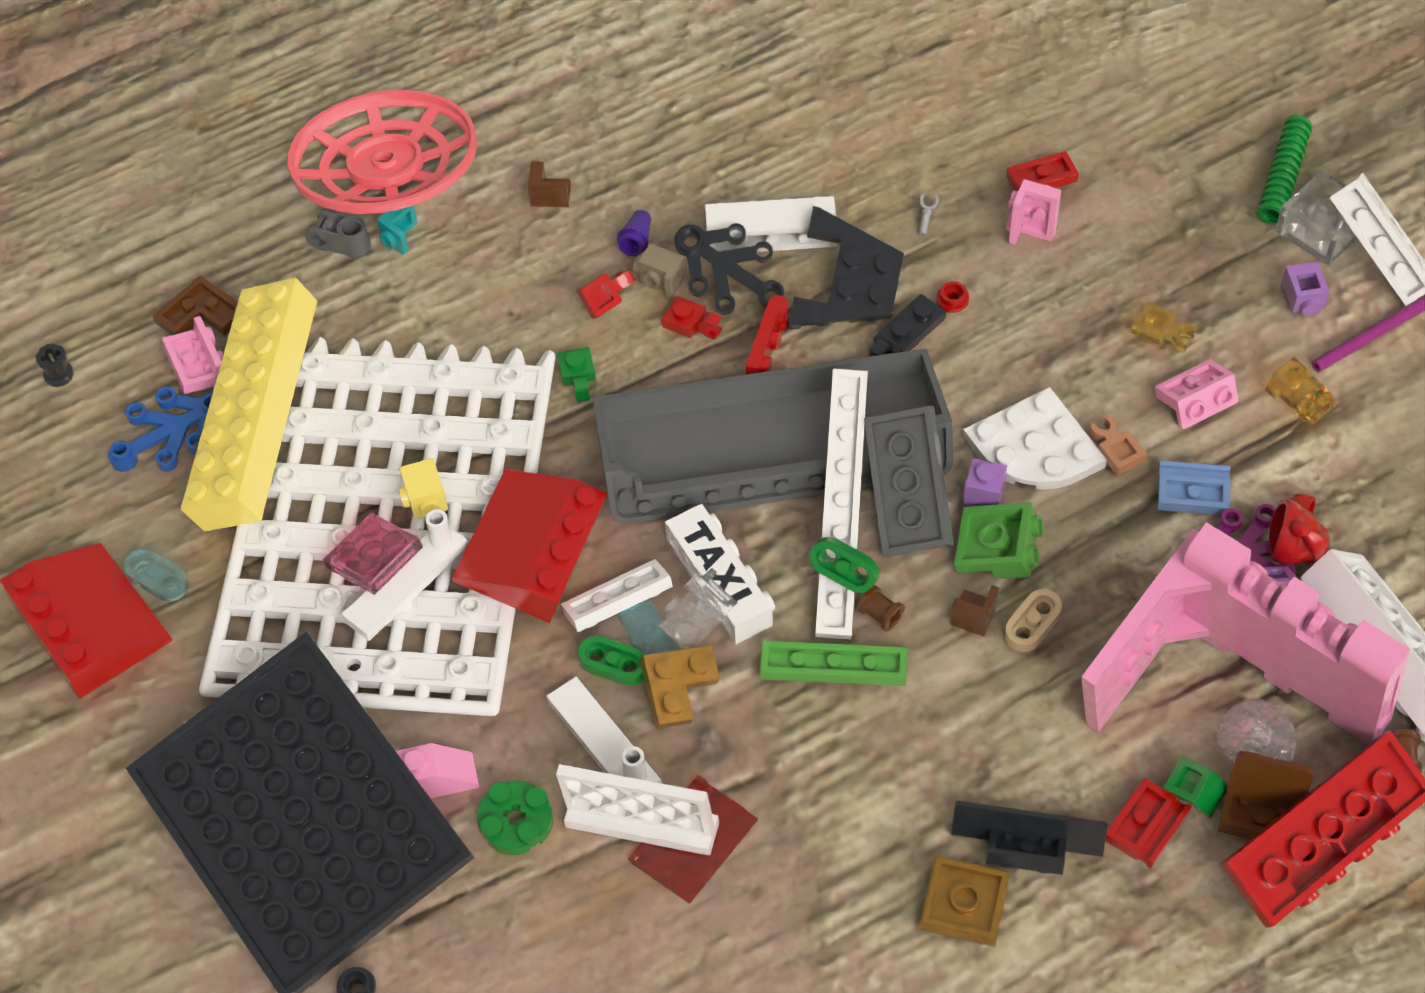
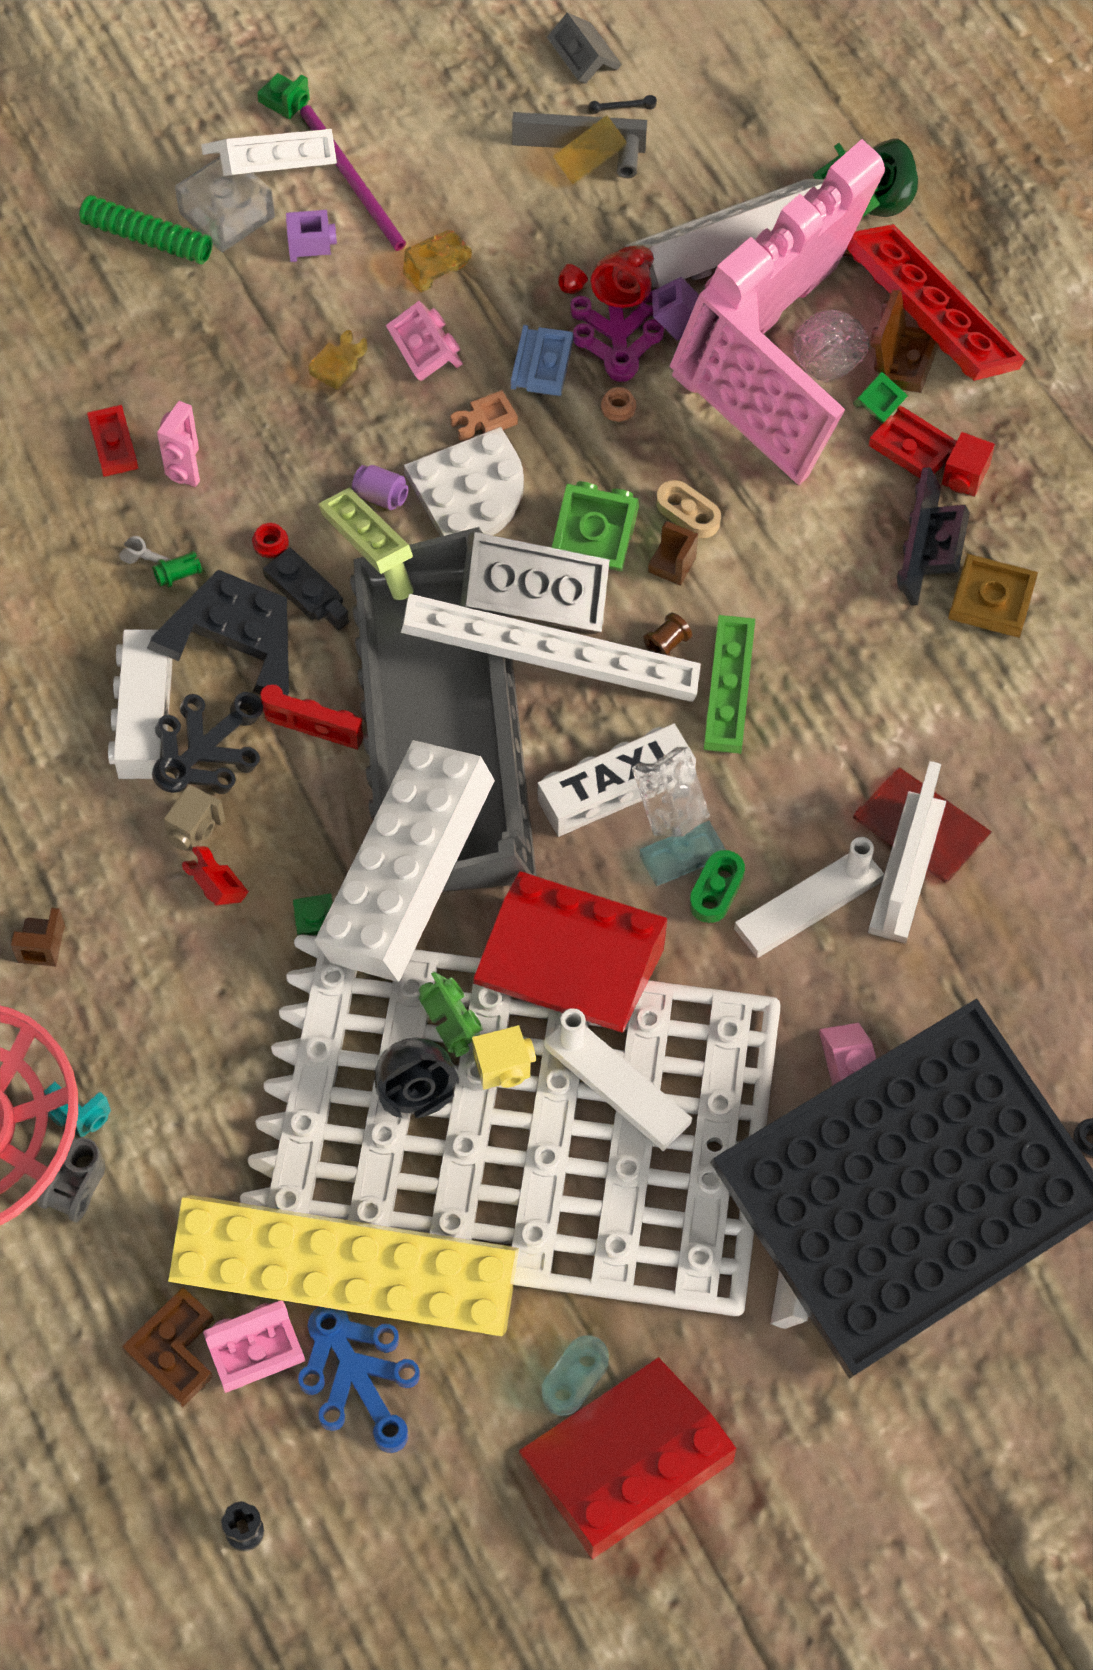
camera: 90 degrees left, 5 degrees up
(373, 553) = (585, 1112): clear pink plate -> none
(405, 424) = (415, 1078): none -> black cylinder
(469, 455) = (445, 1000): none -> bright green hinge
(527, 832) = (901, 965): green plate -> none
(602, 397) = (405, 860): none -> white brick
(616, 595) = (635, 872): white plate -> none
(635, 234) = (130, 845): dark purple cone -> none
(669, 676) = (749, 833): pearl gold plate -> none
(689, 317) = (262, 800): red plate -> none
(844, 567) = (635, 647): green plate -> none
(908, 228) = (176, 569): none -> green pin
(949, 355) = (371, 538): none -> yellowish green piece
(984, 483) = (531, 523): medium lavender brick -> none
(1021, 370) = (380, 486): none -> medium lavender brick
(1125, 873) = (968, 464): none -> red brick
(1155, 549) = (618, 397): none -> nougat plate

